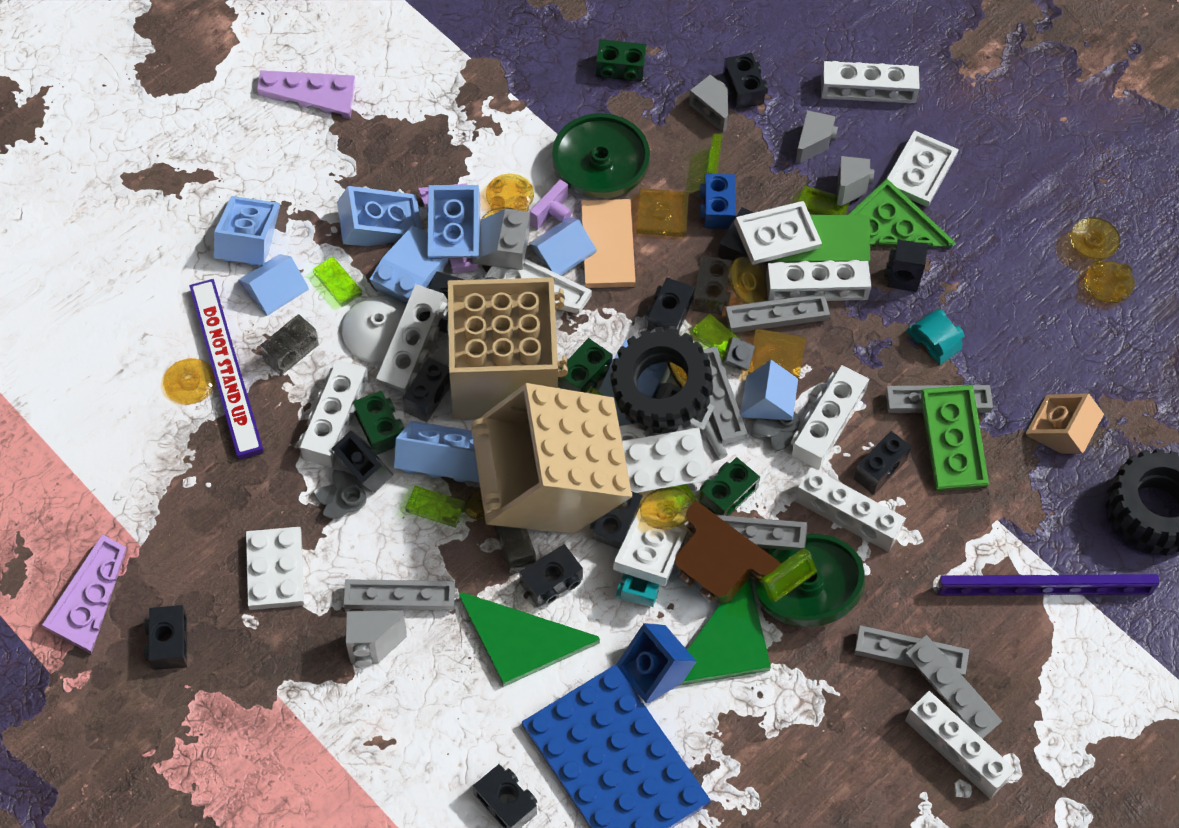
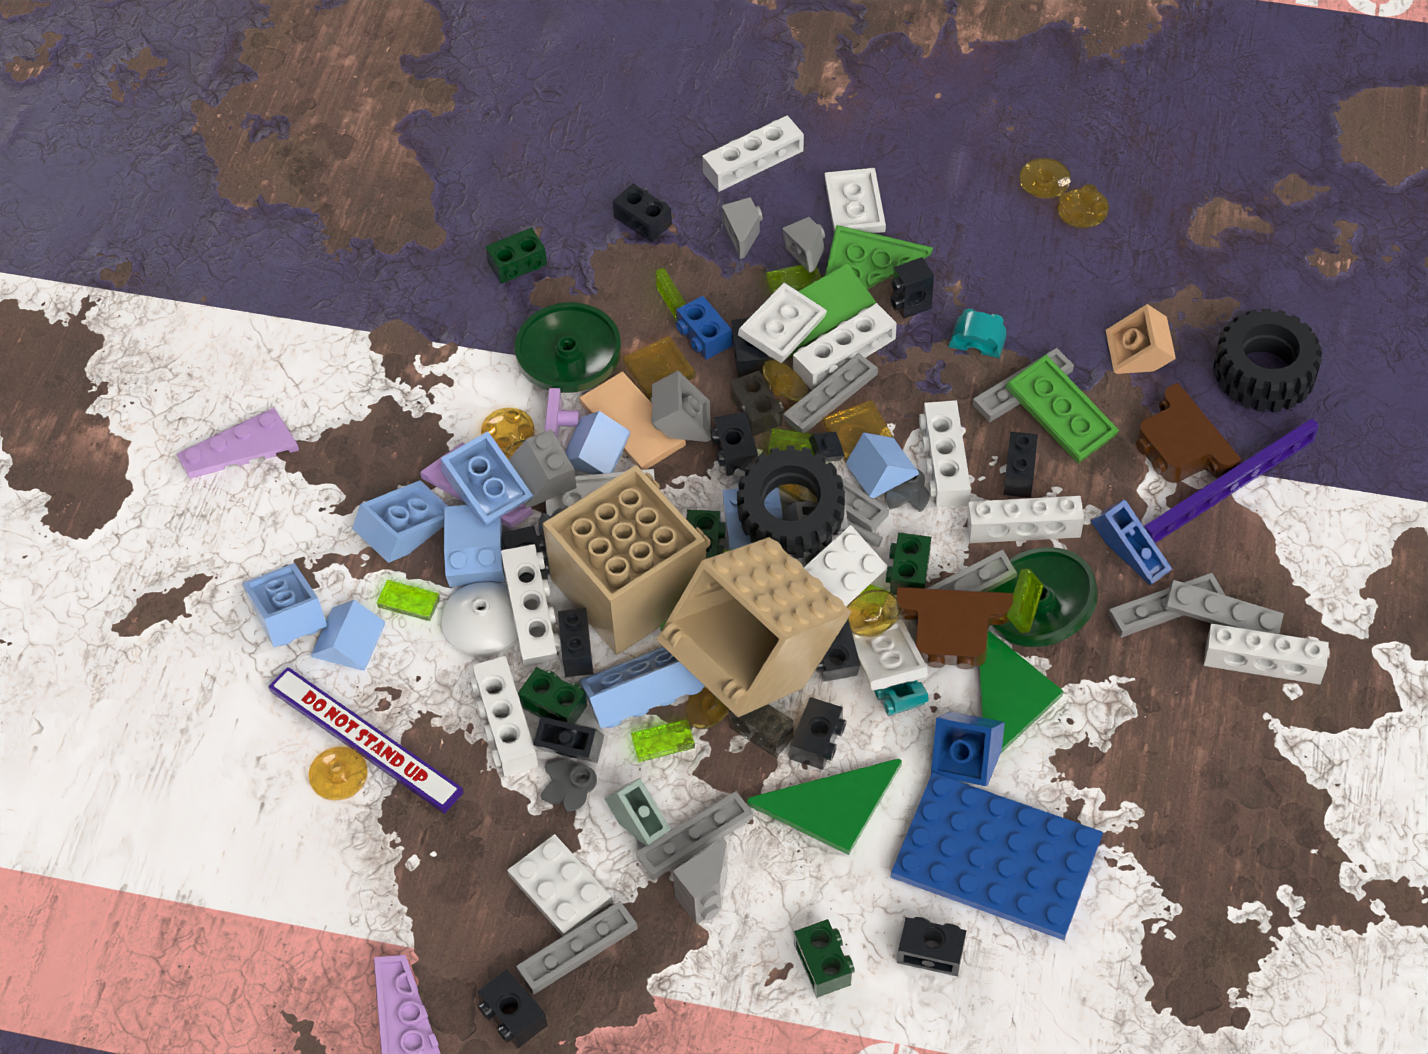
camera: 30 degrees left, 5 degrees down
(249, 622) = (576, 947): none -> light grey plate
(289, 344) = (413, 681): clear smoke brick -> none
(369, 550) = (638, 812): none -> sand green slope
(411, 751) = (819, 958): none -> dark green brick
(647, 255) = (680, 409): none -> light grey slope
(711, 101) = (629, 246): light grey slope -> none
(923, 583) = (1131, 541): none -> blue slope
(1035, 525) = (1184, 440): none -> reddish brown brick

